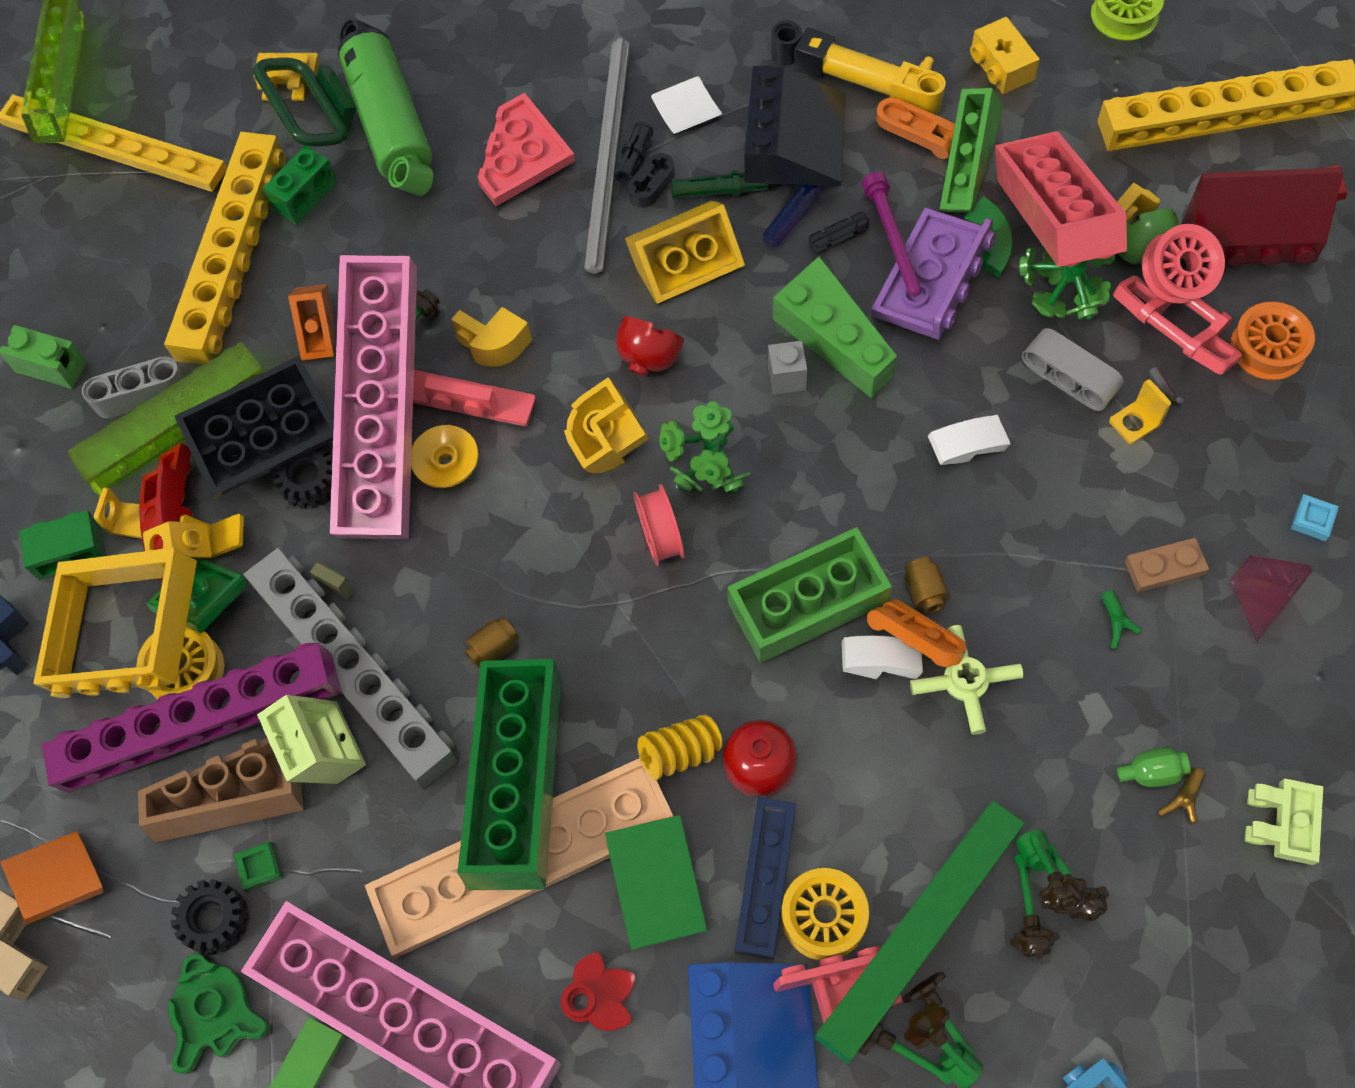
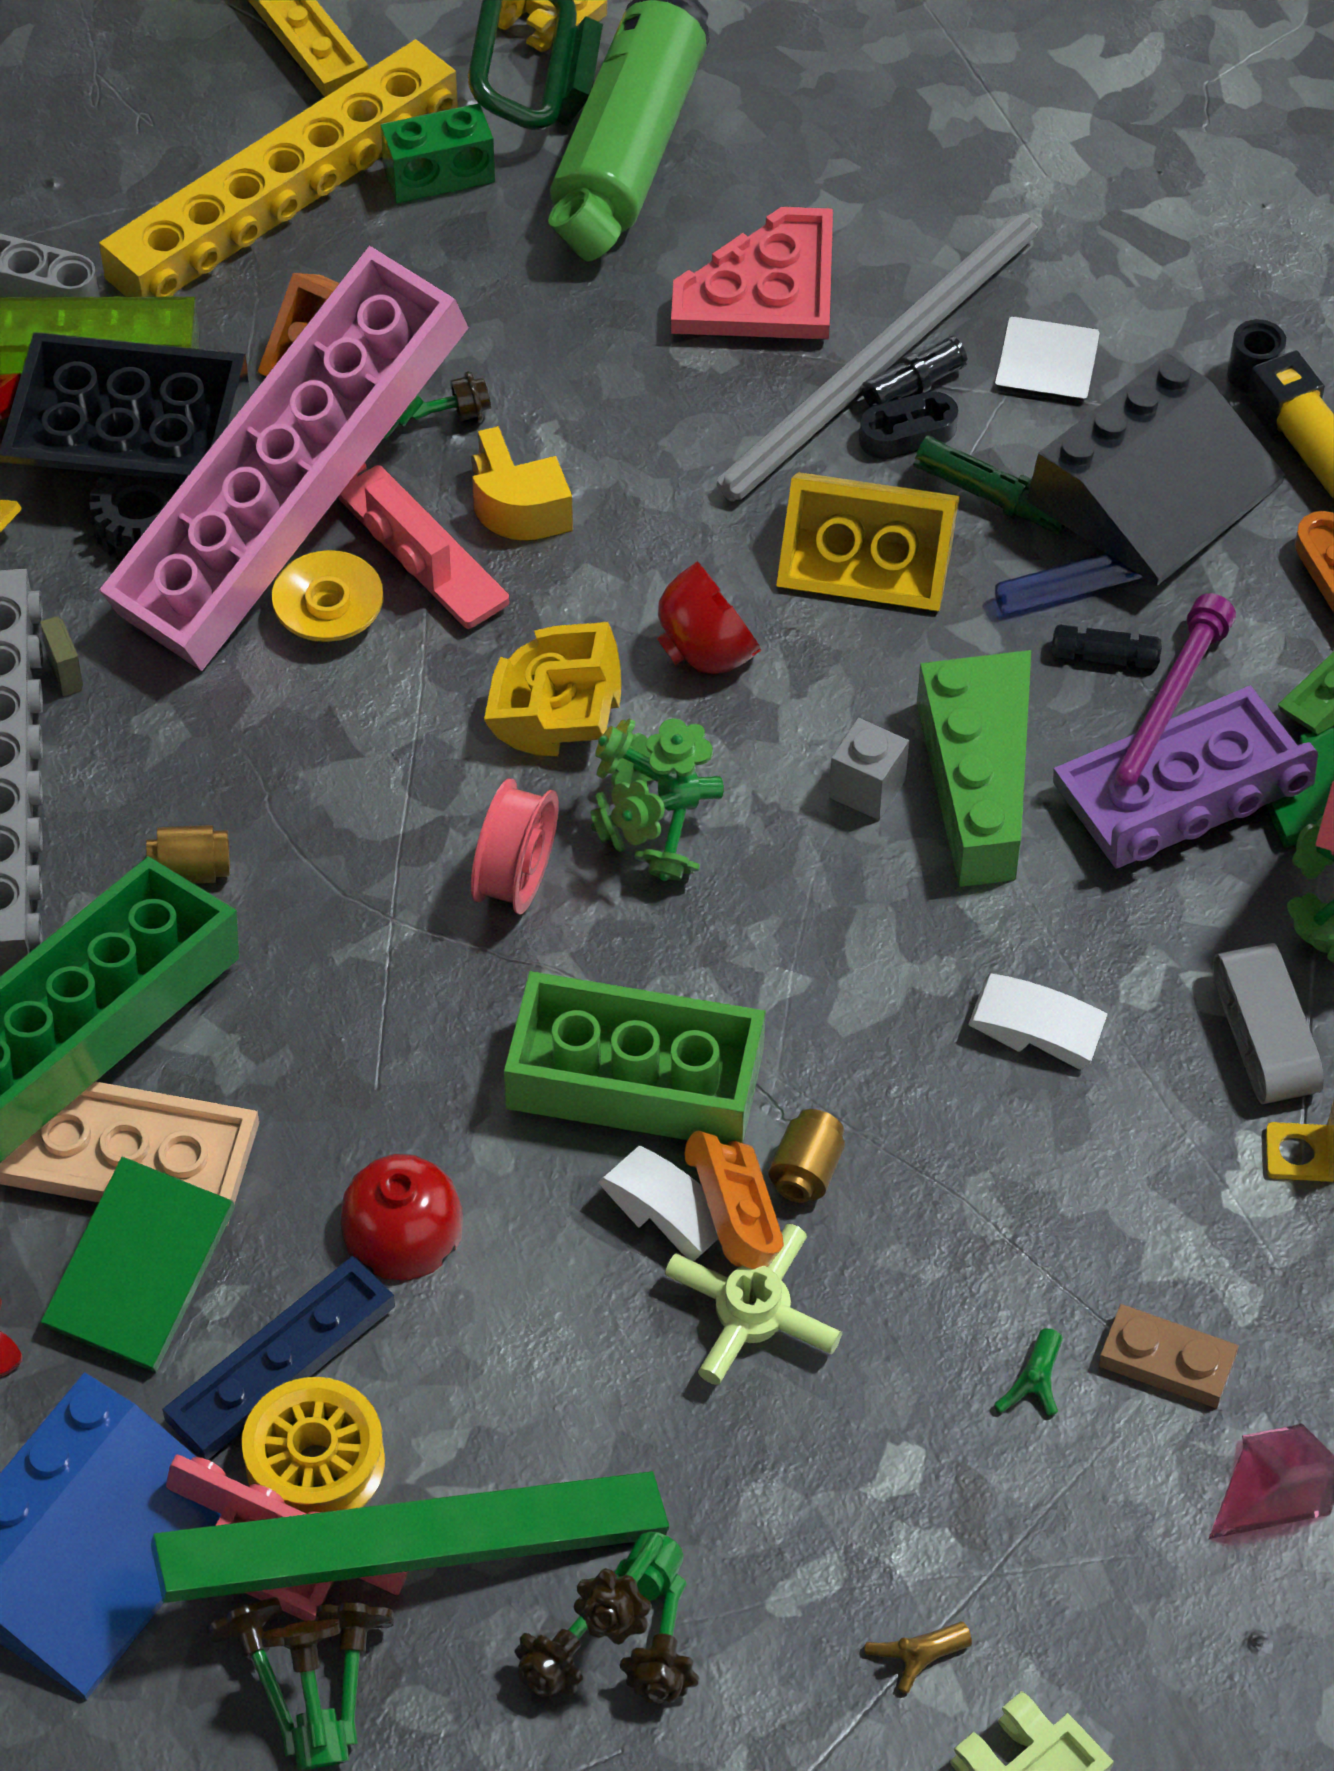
camera: 30 degrees right, 10 degrees down
(679, 746) = (304, 1122): yellow piece -> none
(1156, 767) = (910, 1585): bright green plant -> none

